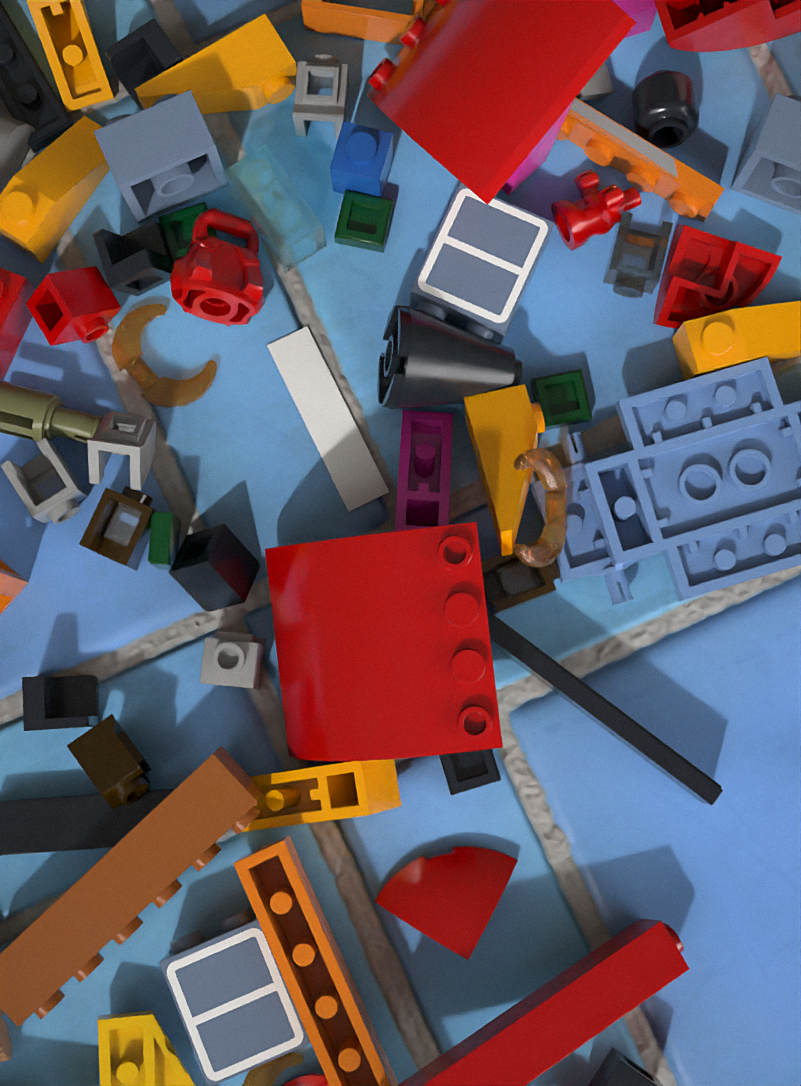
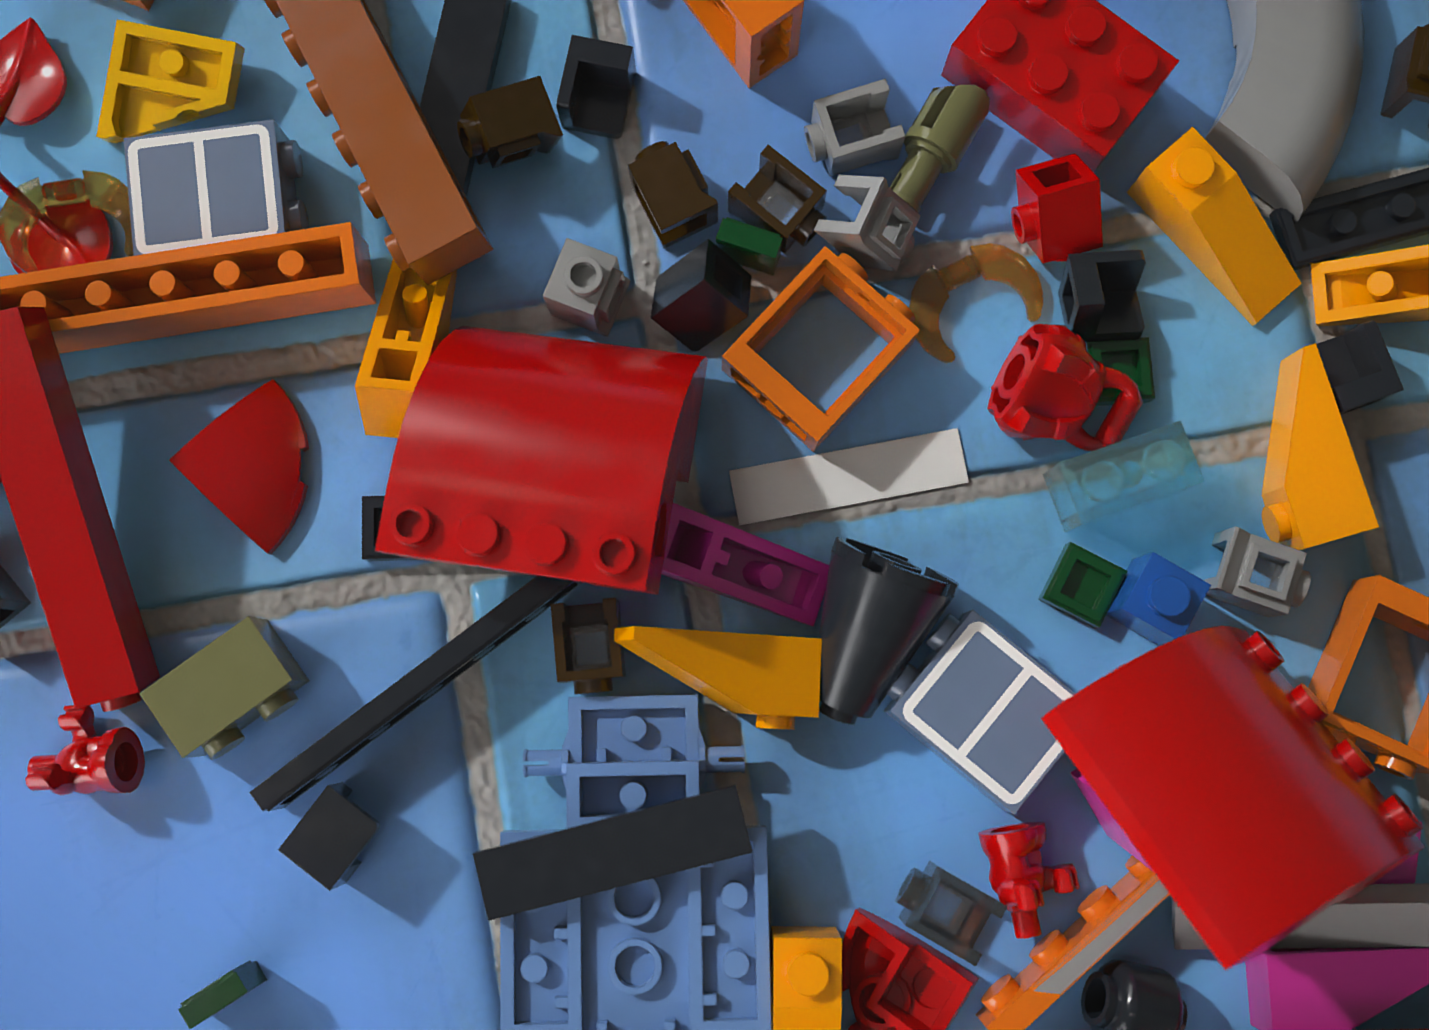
camera: 105 degrees right, 0 degrees up
(134, 616) = (672, 192): none -> dark brown window
(162, 156) = (1220, 352): sand blue brick -> none
(193, 419) = (848, 283): none -> orange window
(554, 481) = (686, 716): clear orange piece -> none
(562, 399) = (794, 763): dark green tile -> none
(636, 856) = (225, 689): none -> olive brick
(672, 507) = (612, 852): none -> black tile
(725, 732) = (331, 837): none -> black panel
(725, 951) = (91, 761): none -> red piece

